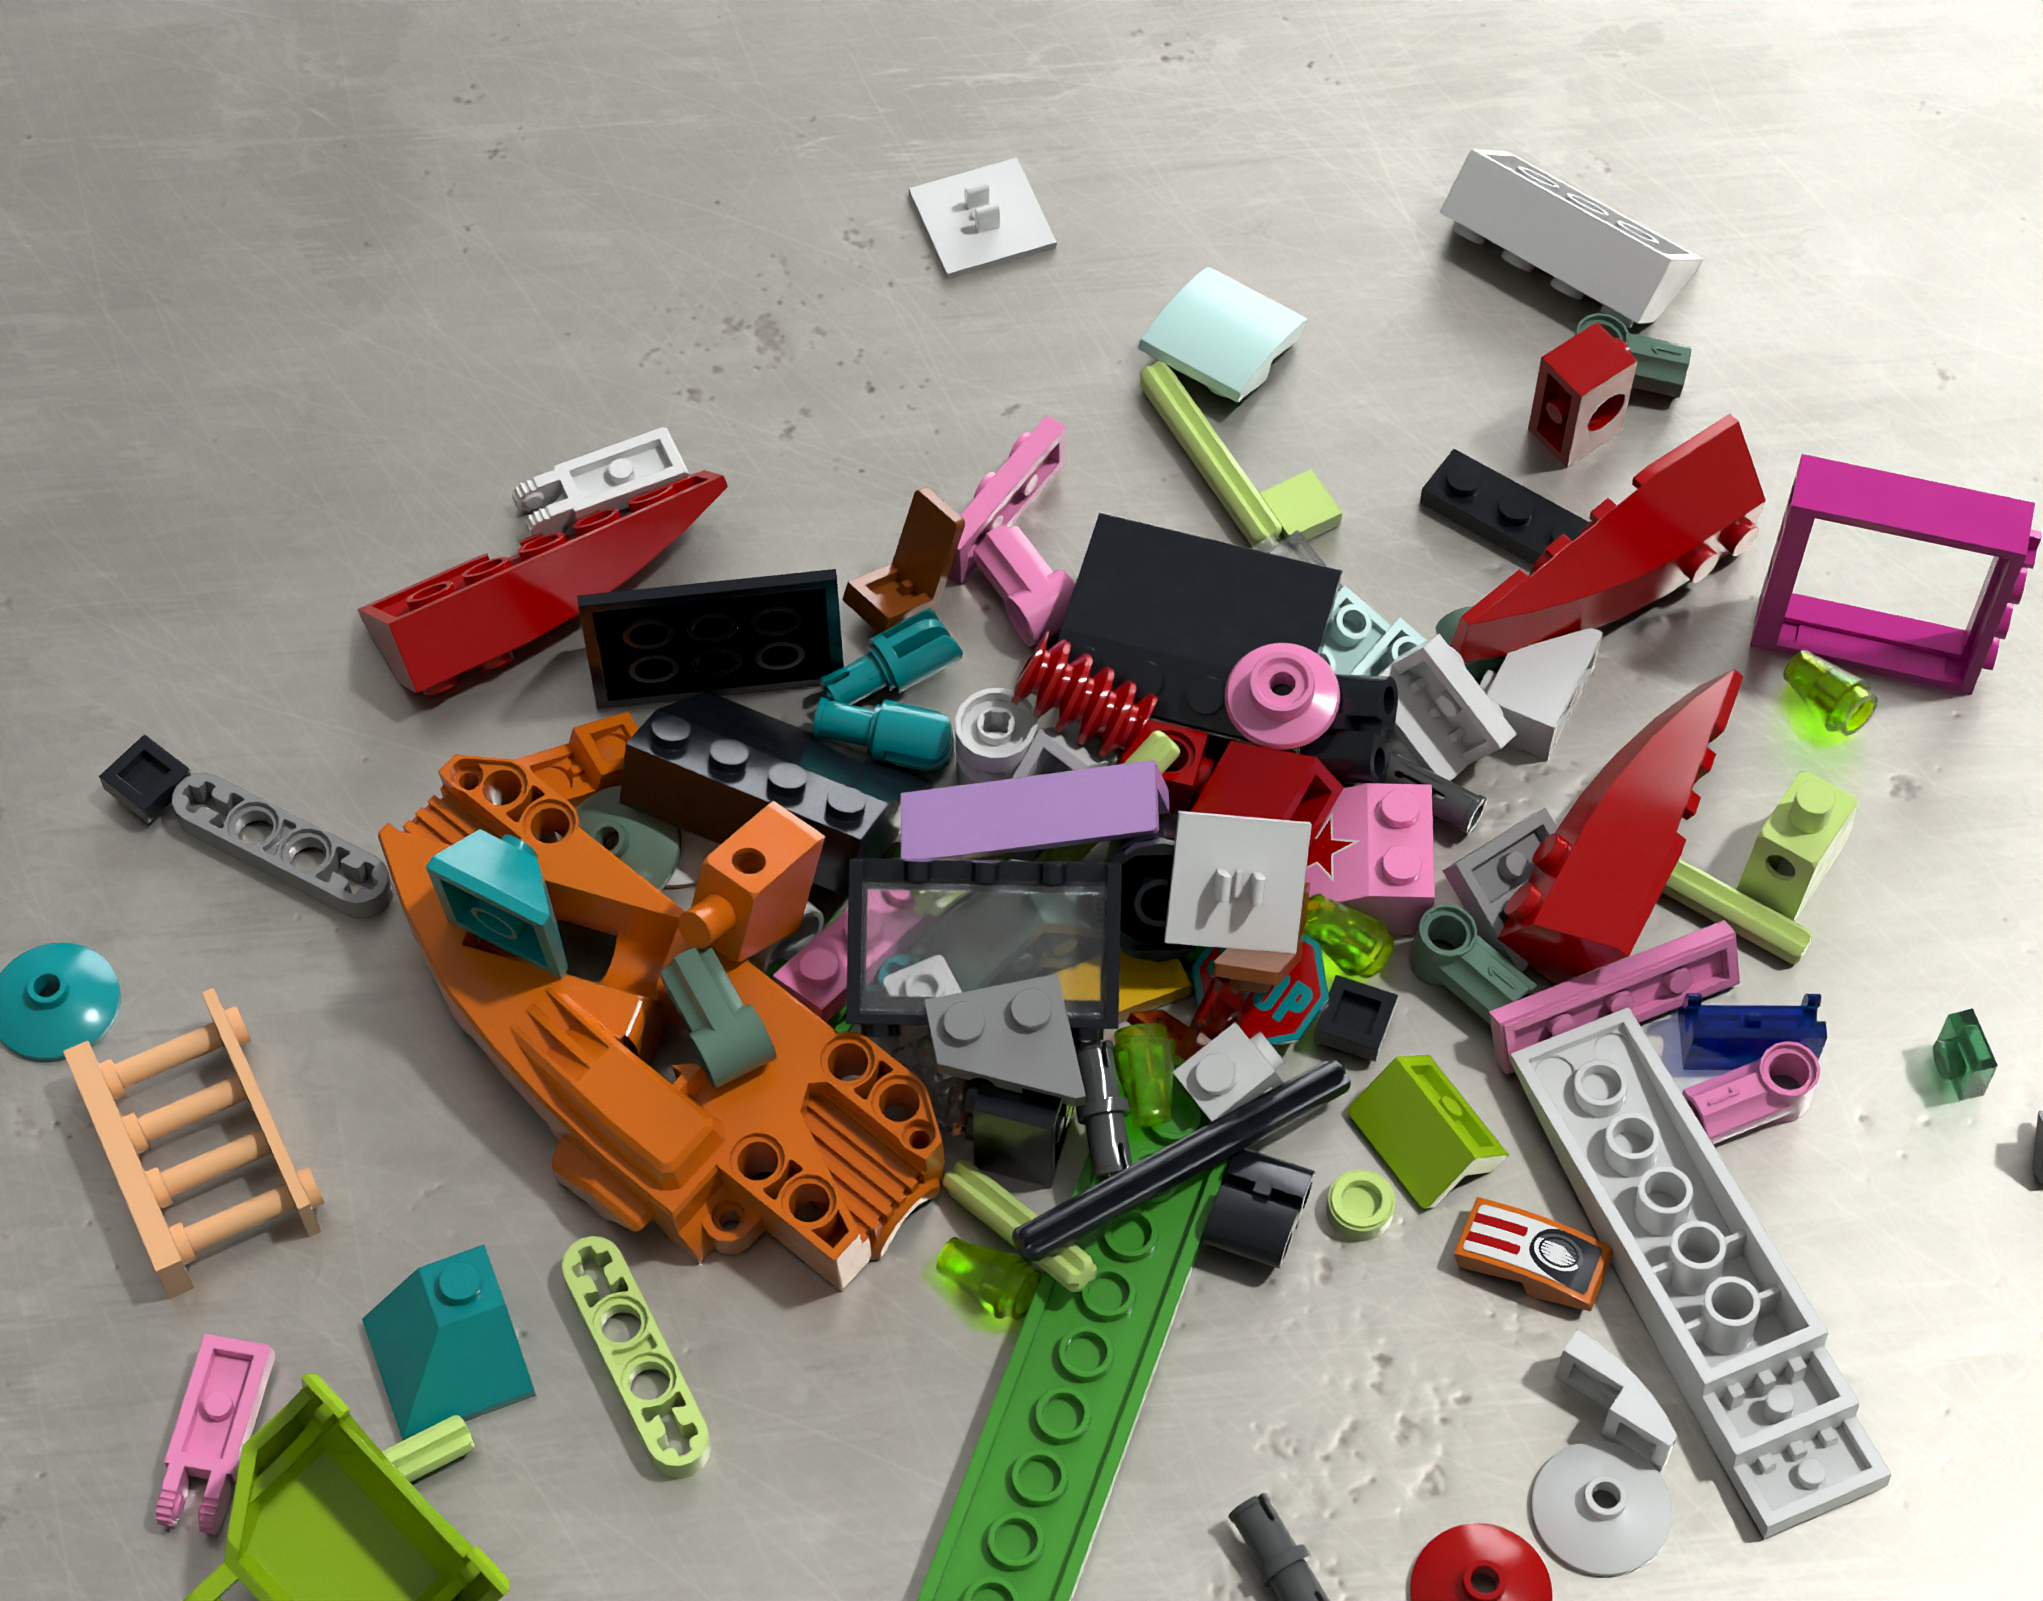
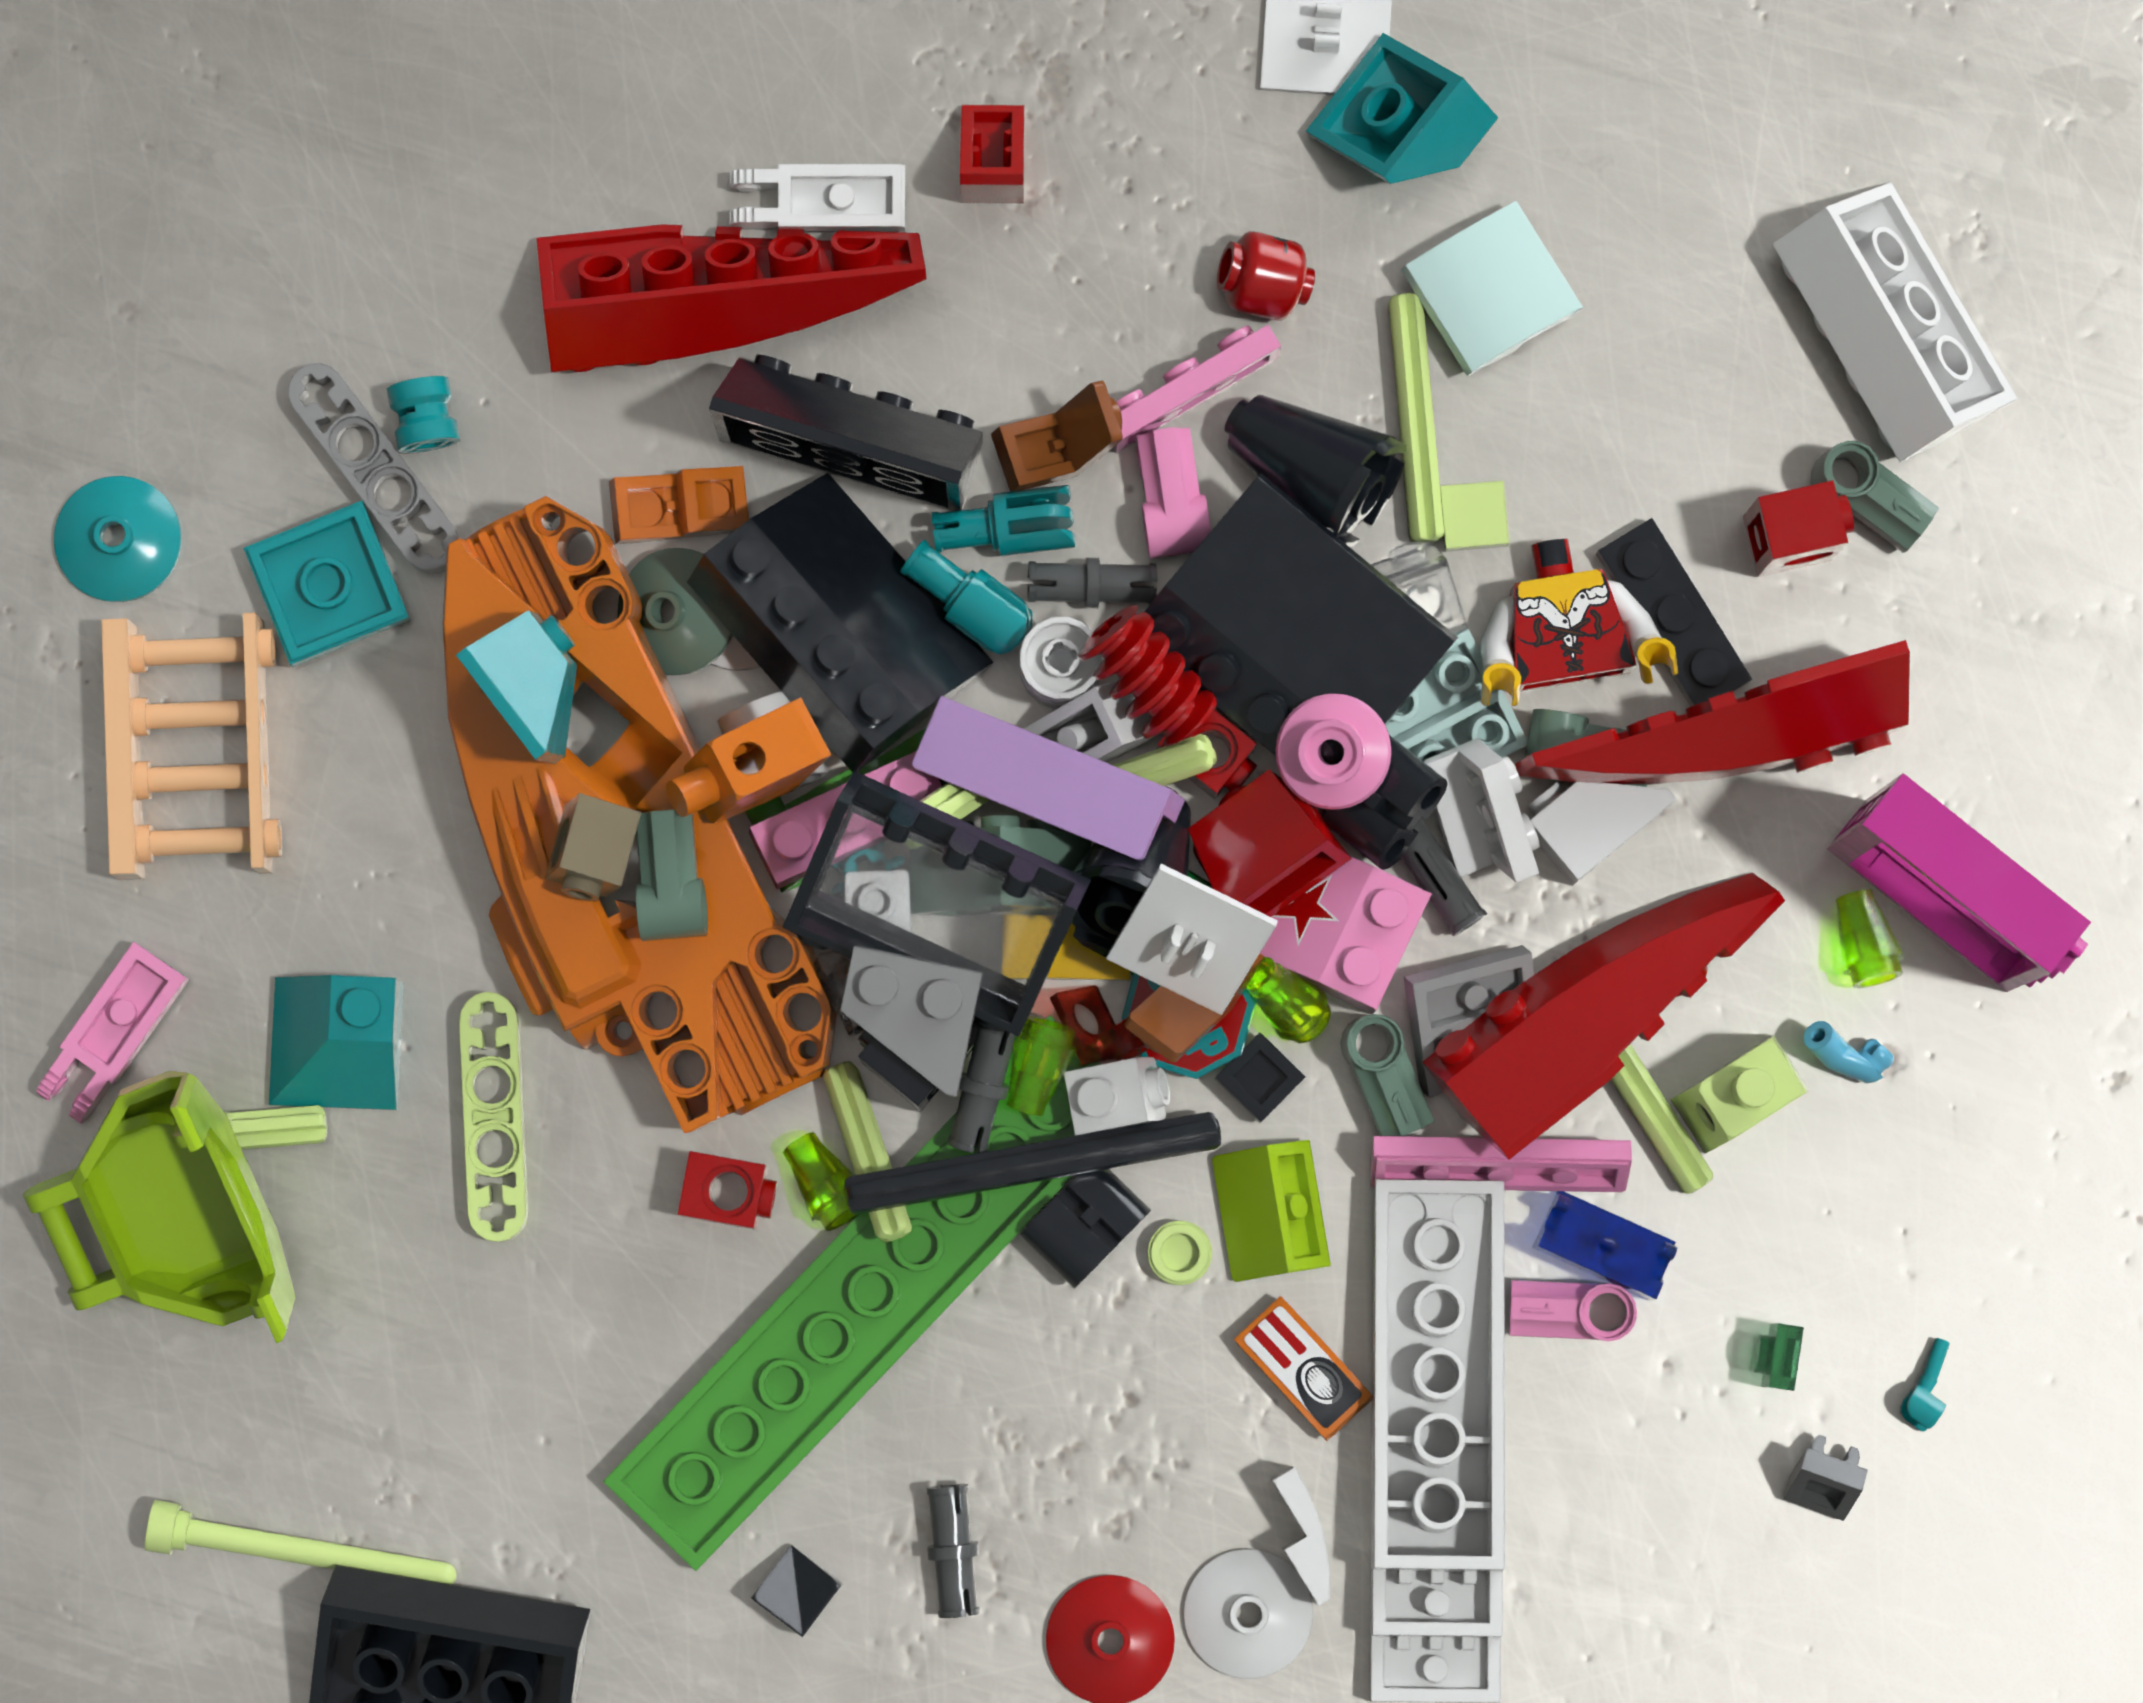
camera: 20 degrees right, 25 degrees up
(144, 778) = (274, 346): black plate -> none
(275, 953) = (327, 584): none -> teal plate
(306, 772) = (423, 414): none -> teal wheel
(630, 1012) = (592, 847): none -> dark tan brick
(744, 402) = (992, 154): none -> red slope
(887, 1348) = (699, 1178): none -> red brick
(988, 673) = (1091, 582): none -> dark grey pin
(1022, 392) = (1265, 275): none -> red head
(1081, 230) = (1402, 115): none -> teal slope
(1153, 490) = (1319, 461): none -> black cone
(1436, 550) = (1567, 630): none -> torso
(1884, 793) = (1840, 1057): none -> medium azure arm

